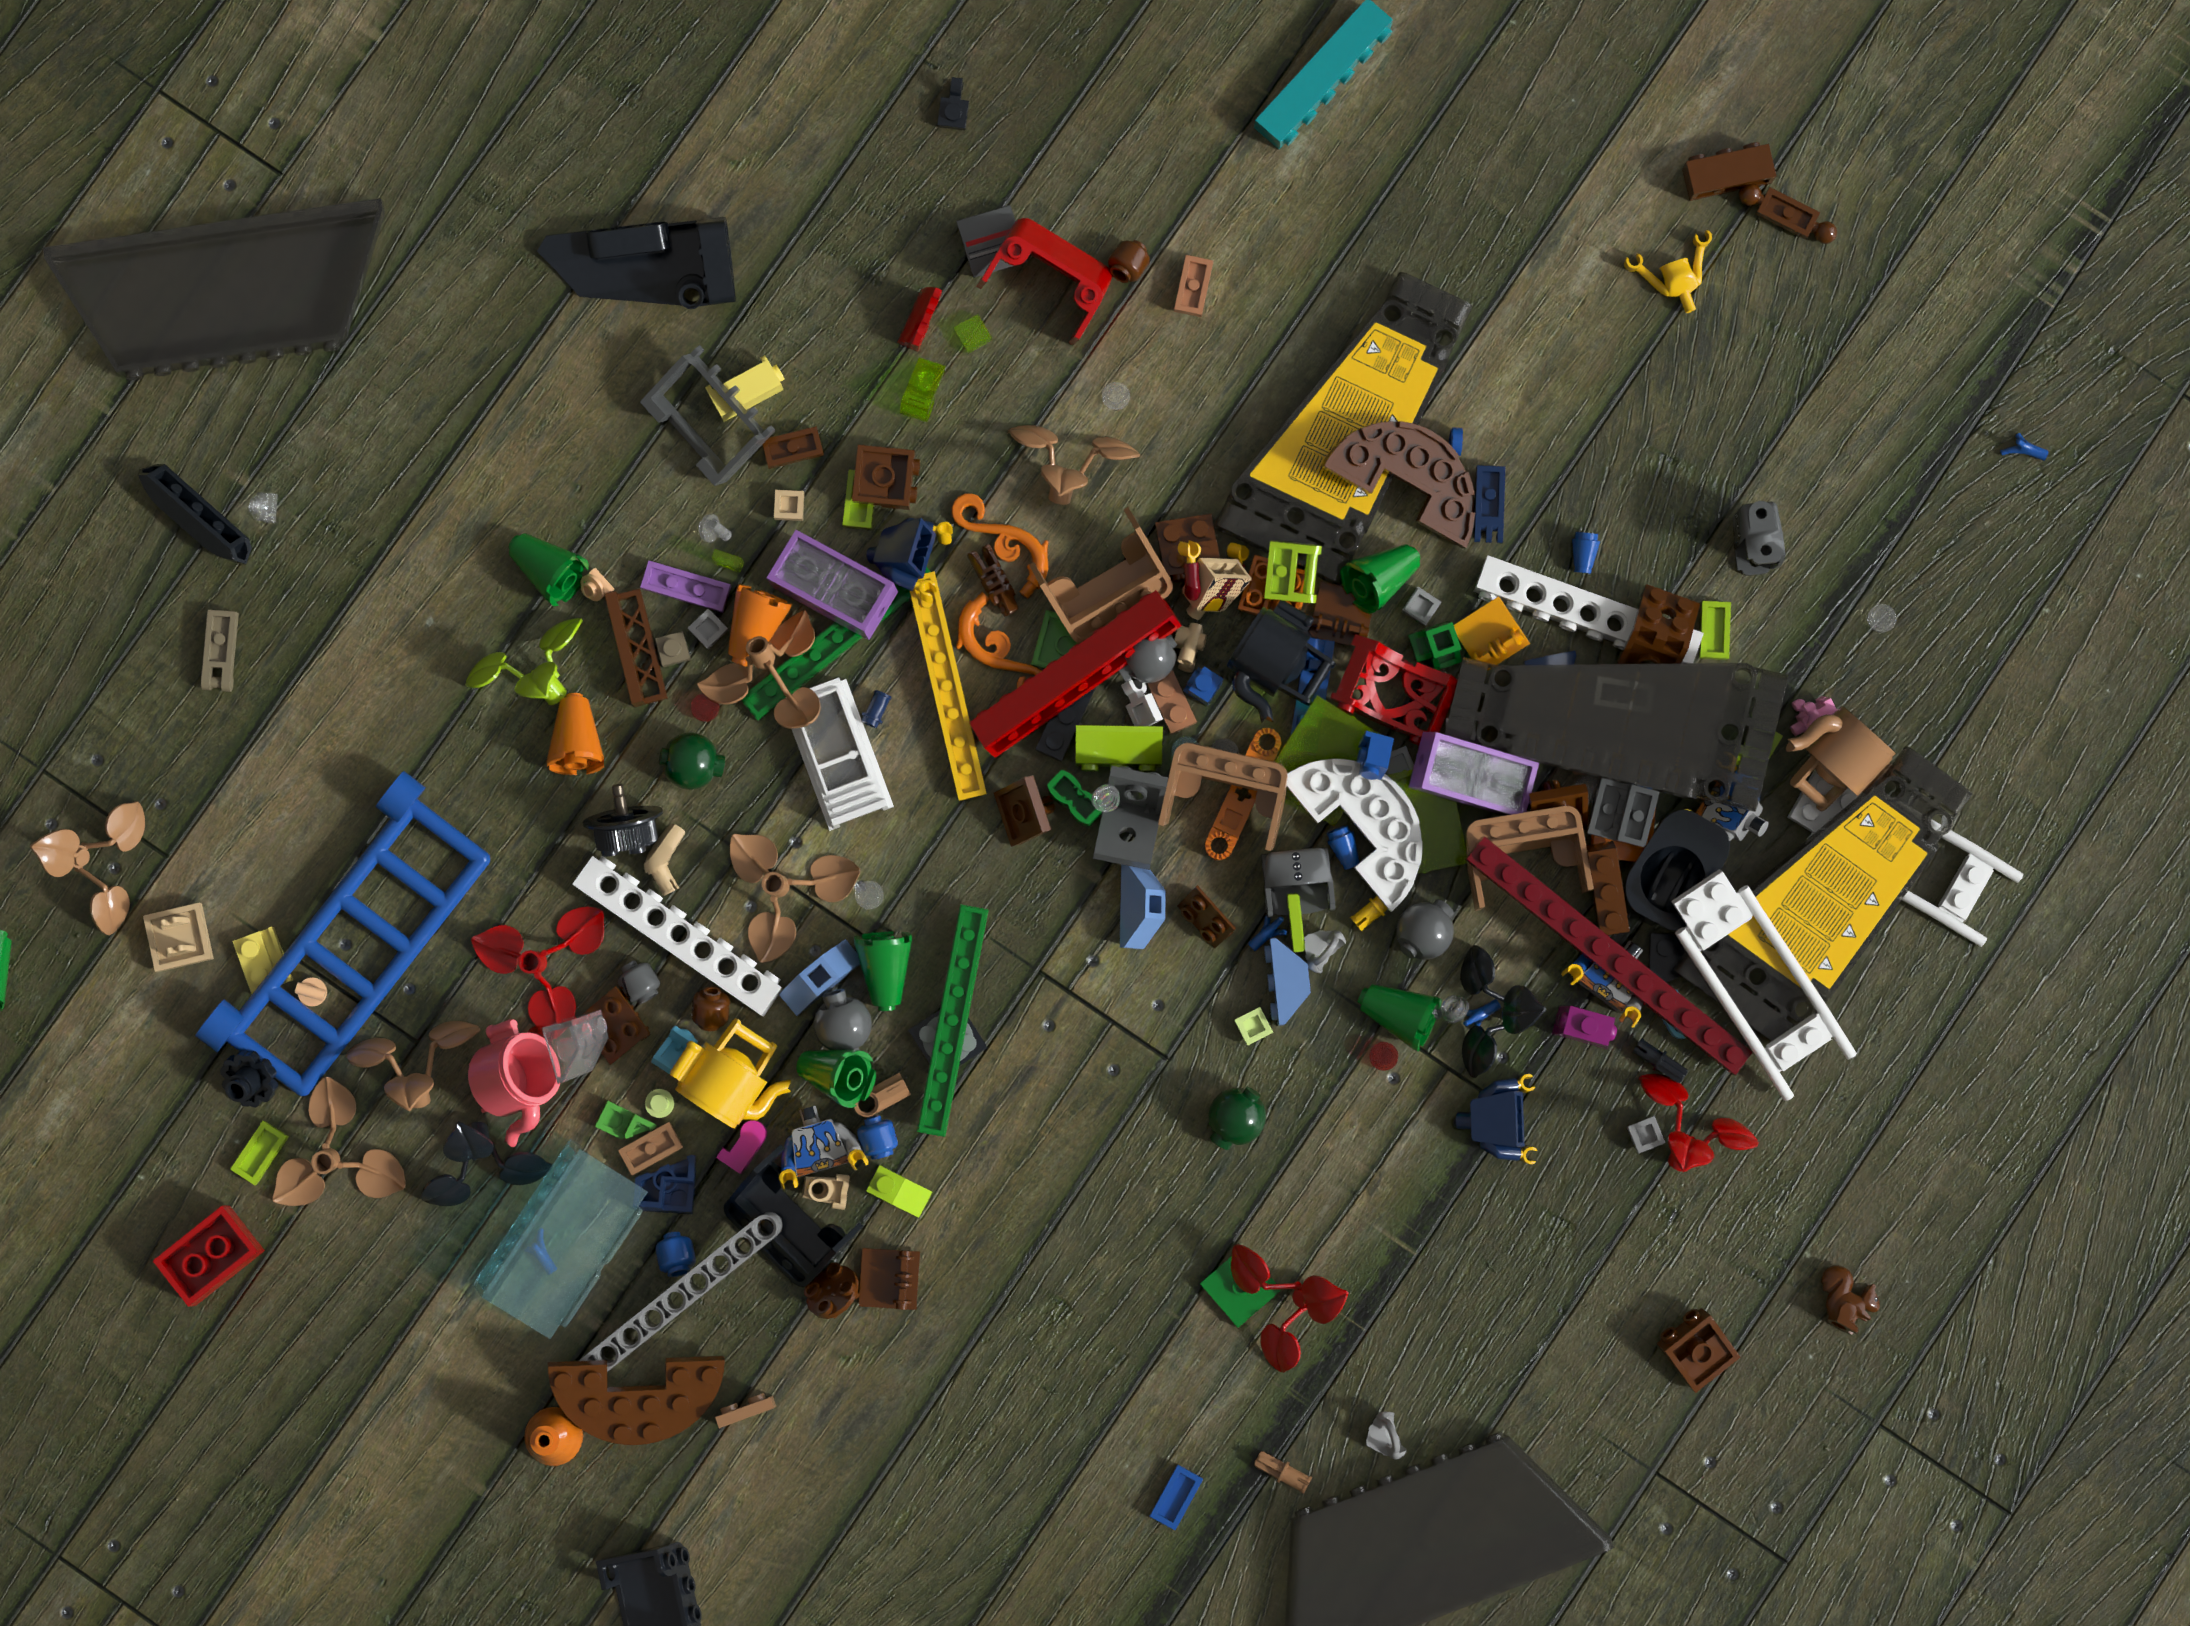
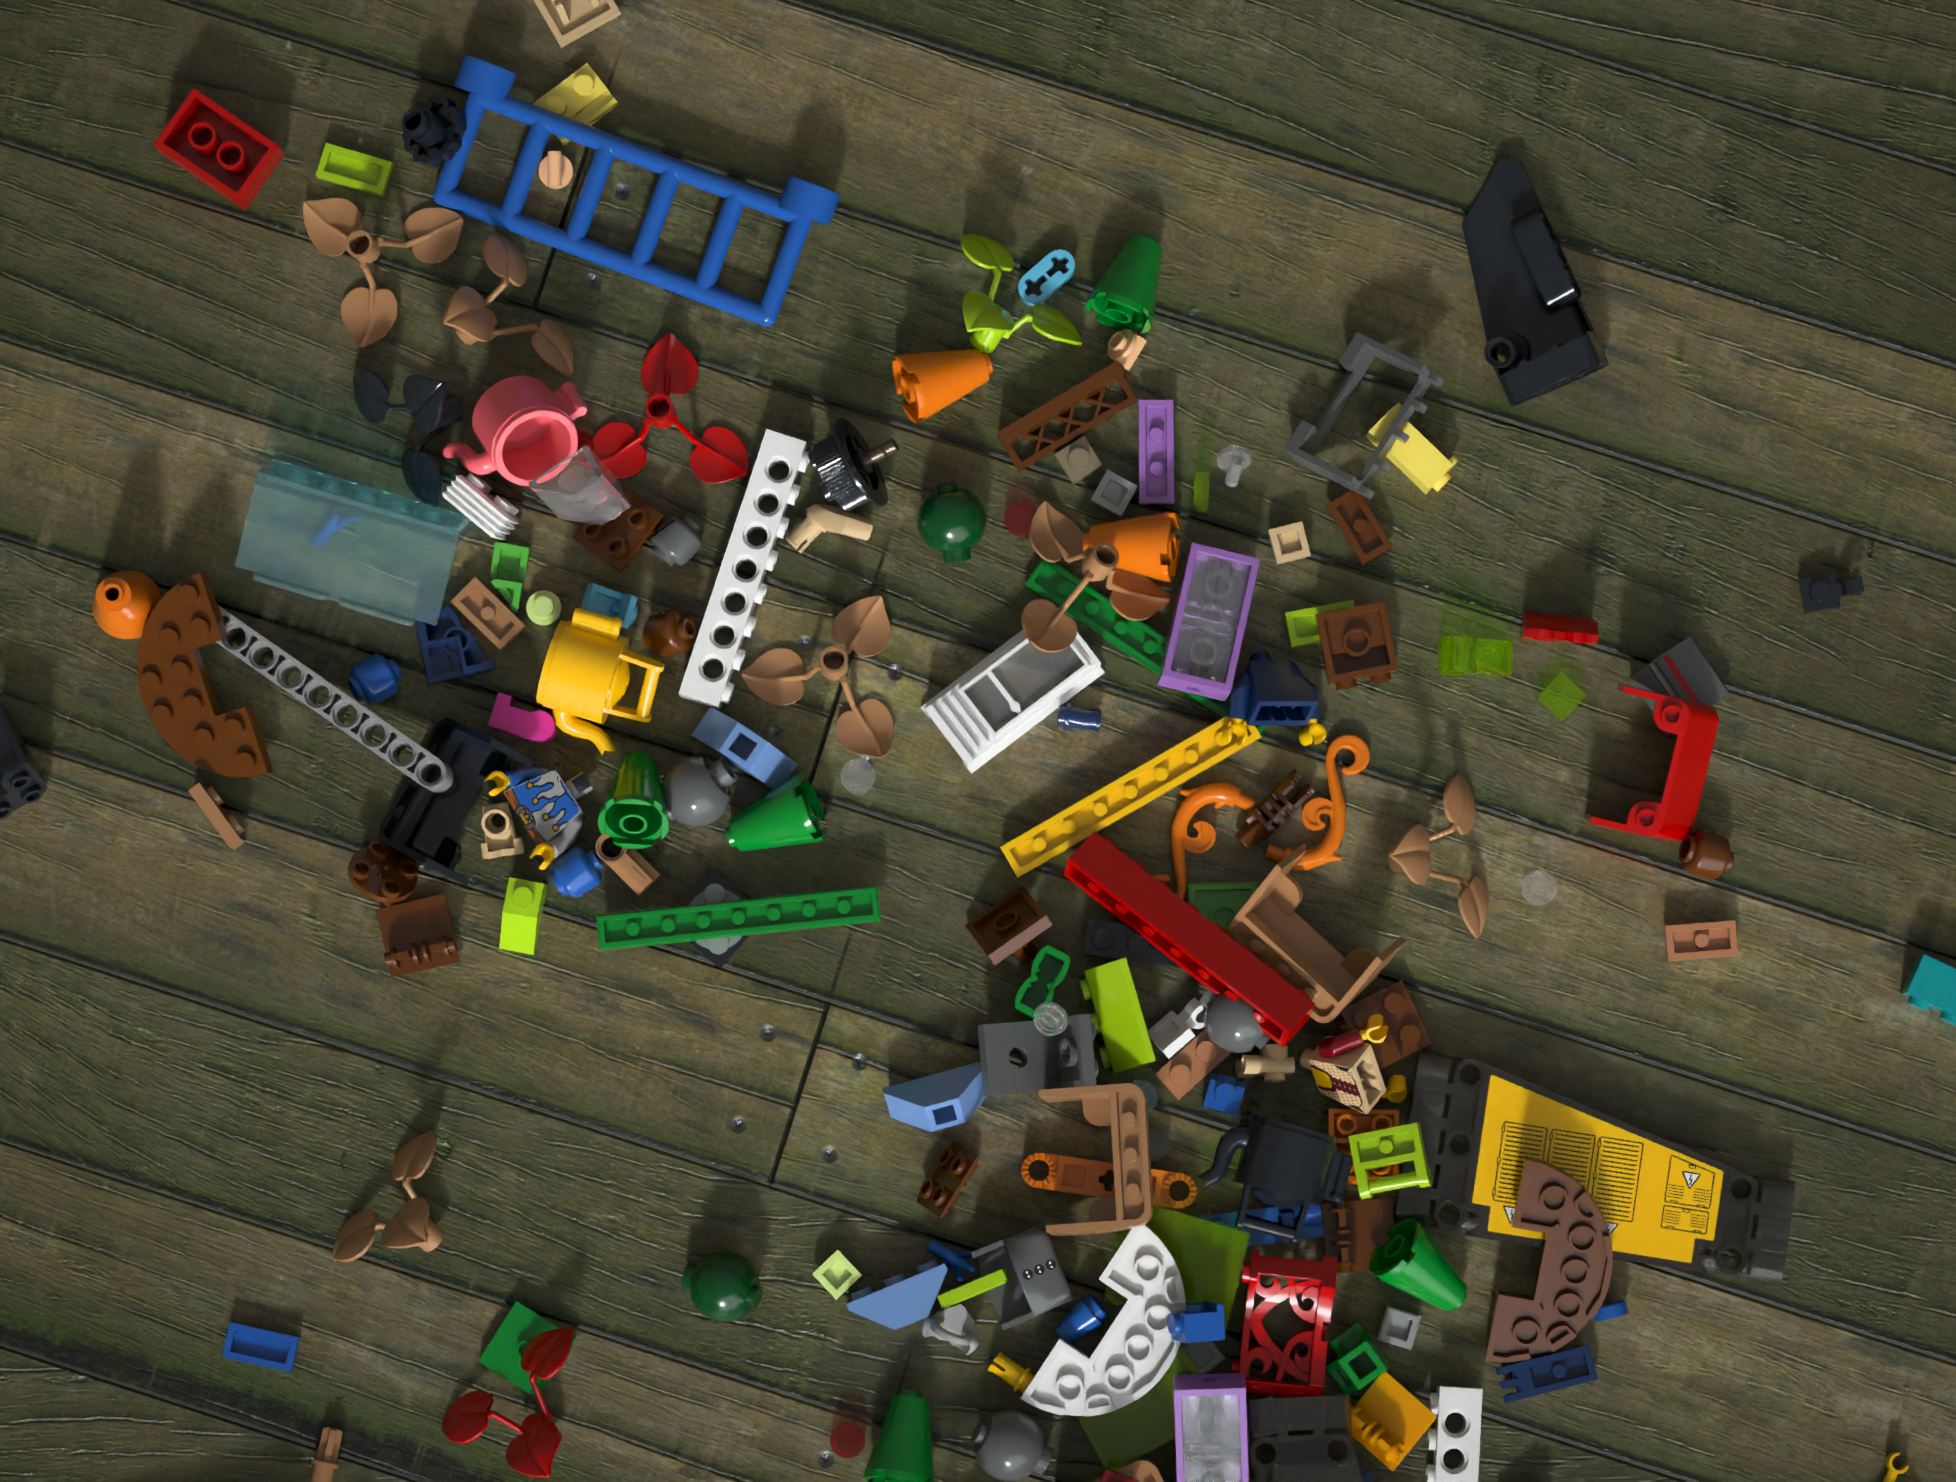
camera: 75 degrees right, 0 degrees up
(514, 633) = (1051, 283): none -> medium azure beam
(555, 1133) = (491, 514): none -> white brick
(1118, 1346) = (411, 1224): none -> medium nougat plant

